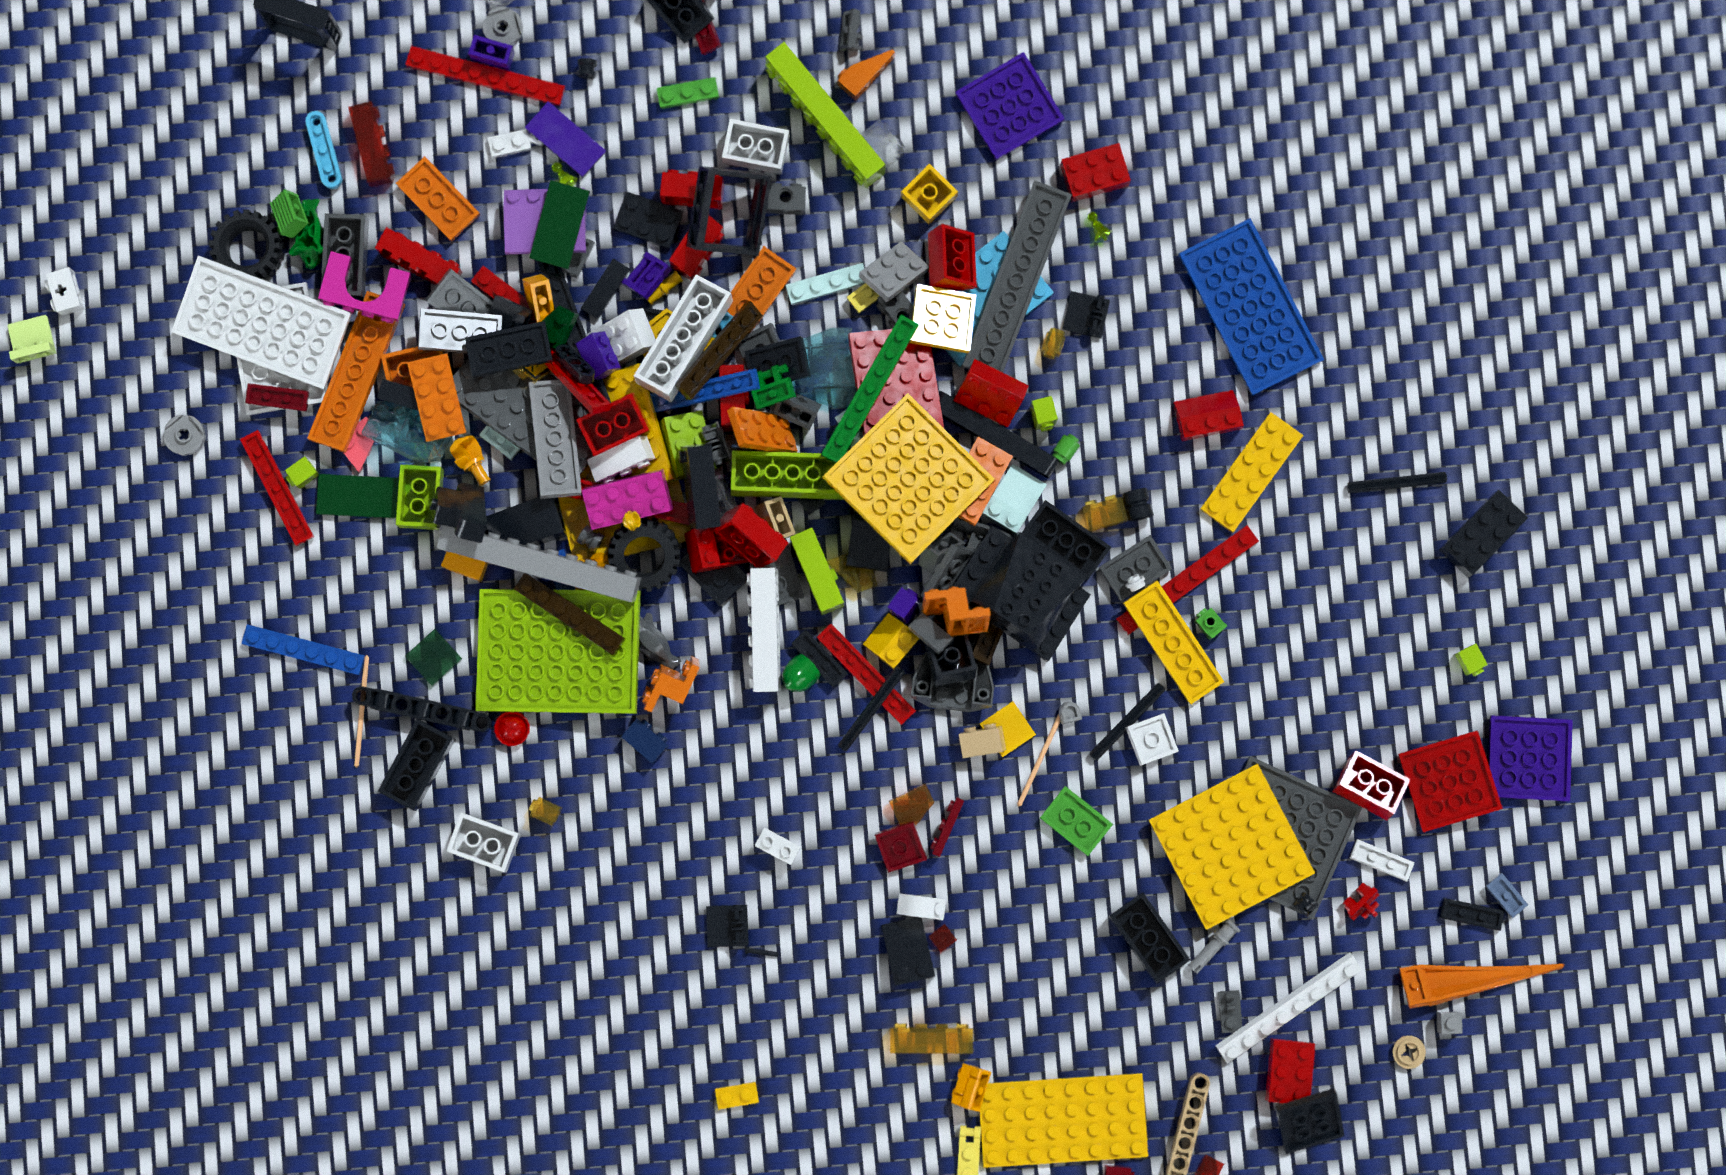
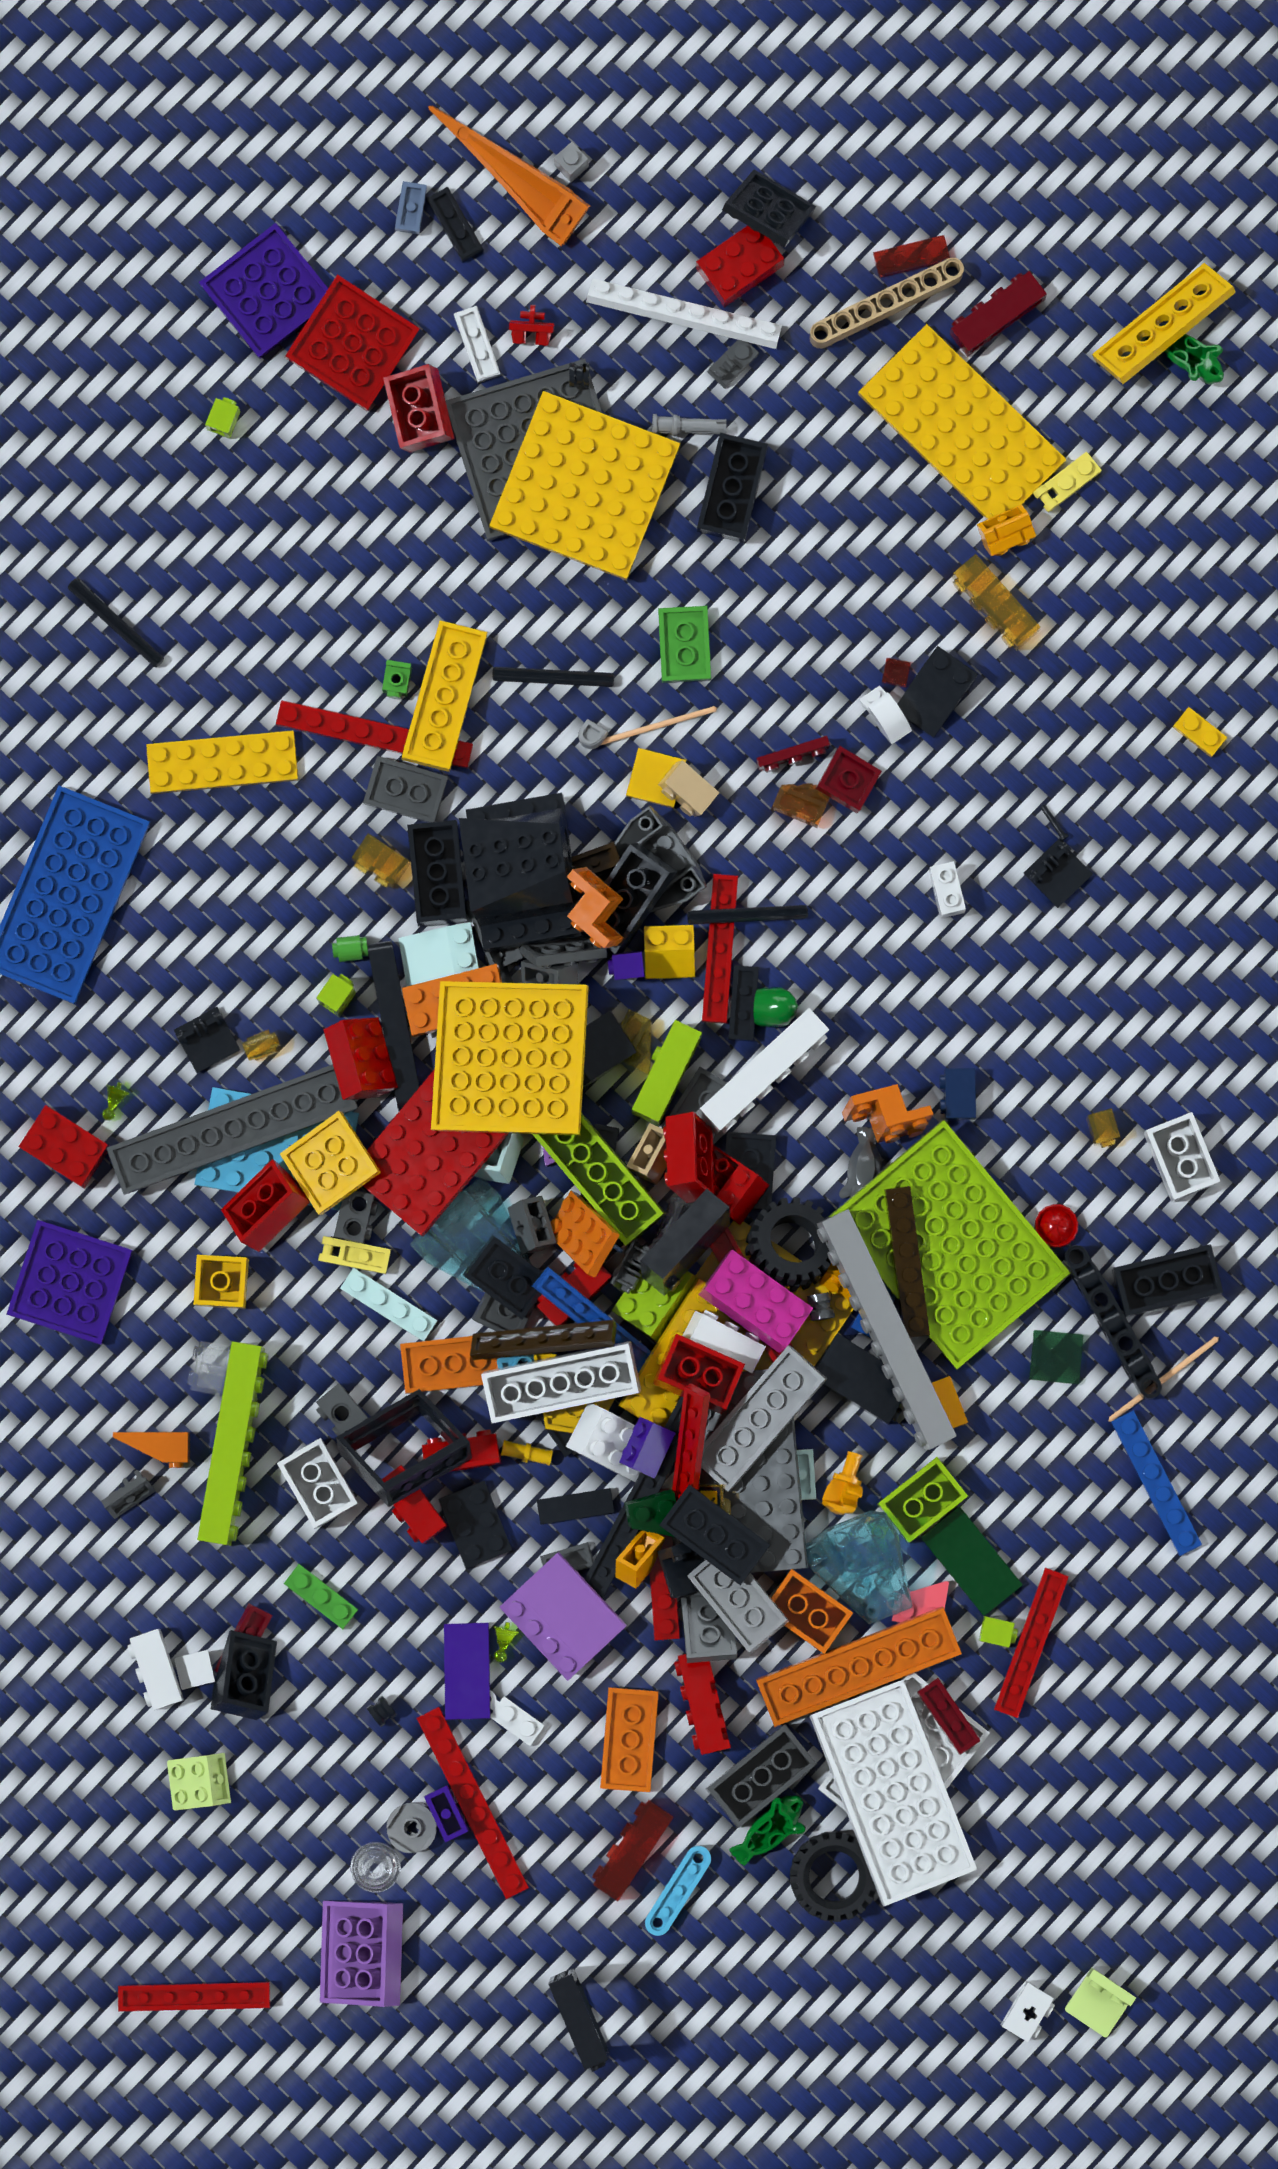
camera: 125 degrees left, 0 degrees up
(185, 423) = (1068, 1786): light grey plate -> none
(288, 213) = (768, 1864): bright green brick -> none
(387, 305) = (774, 1688): dark pink arch -> none
(397, 394) = (840, 1590): black tile -> none
(436, 397) = (818, 1563): orange plate -> none
(462, 510) = (901, 1443): black brick -> none
(559, 224) = (555, 1596): dark green tile -> none
(582, 371) = (672, 1476): black beam -> none
(631, 520) = (773, 1275): yellow plate -> none
(649, 278) = (529, 1470): dark purple plate -> none
(774, 392) = (537, 1253): green plate -> none
(870, 389) = (458, 1165): green plate -> none
(894, 271) = (324, 1249): light grey plate -> none
(930, 633) = (634, 915): dark grey tile -> none
(1135, 582) = (420, 775): white plate -> none
(1138, 505) = (345, 837): black wheel -> none
(1152, 739) = (550, 639): white plate -> none
(1208, 415) = (203, 846): red slope -> none
(1418, 1055) = (625, 165): tan gear -> none
(1483, 533) = (96, 504): black brick -> none

